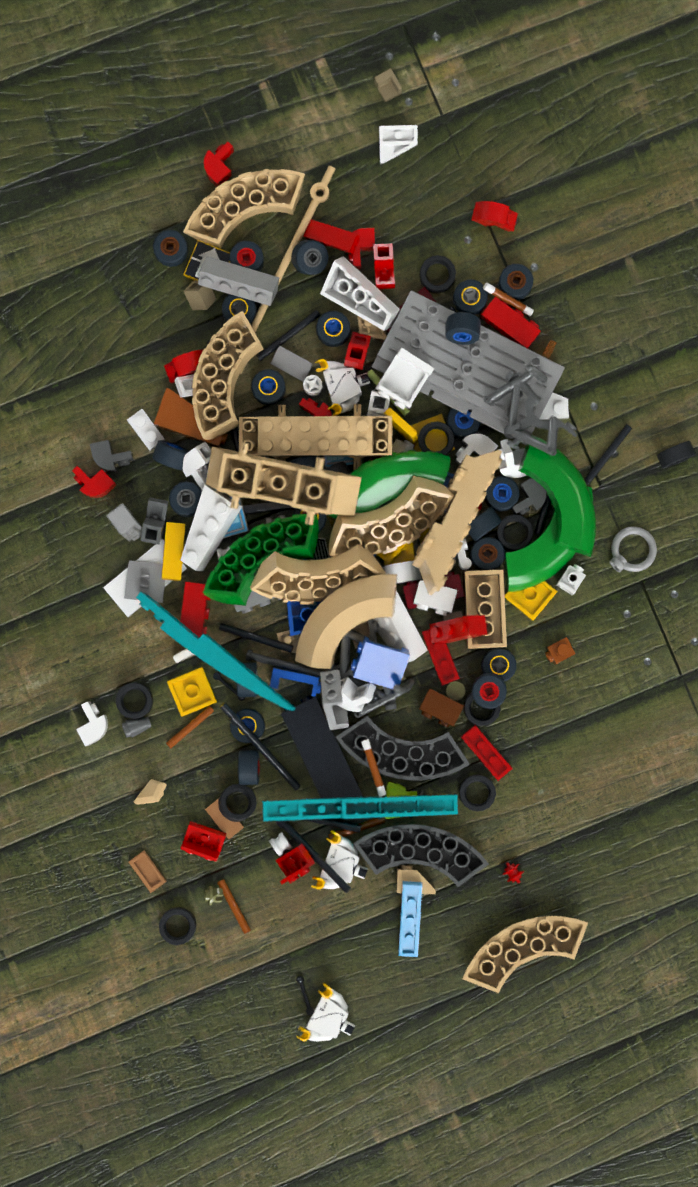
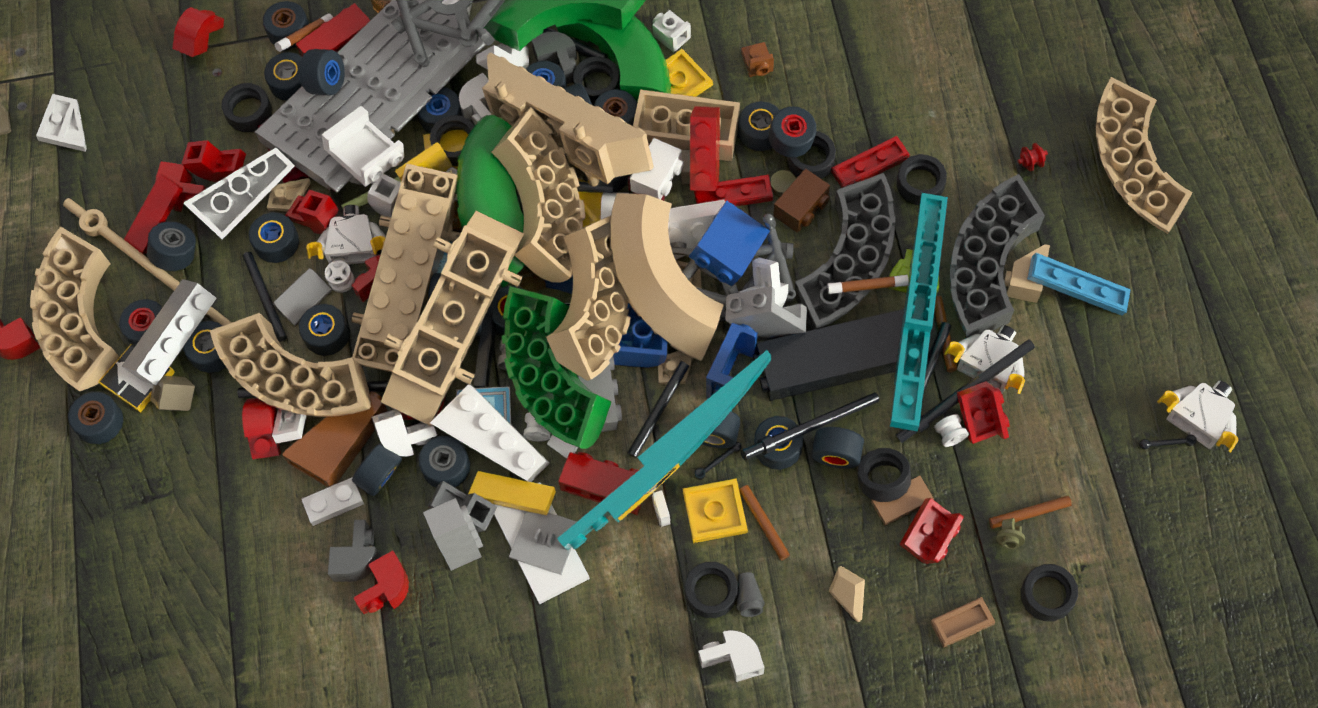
camera: 75 degrees left, 20 degrees down
(282, 664) = (701, 381): dark grey bar -> none

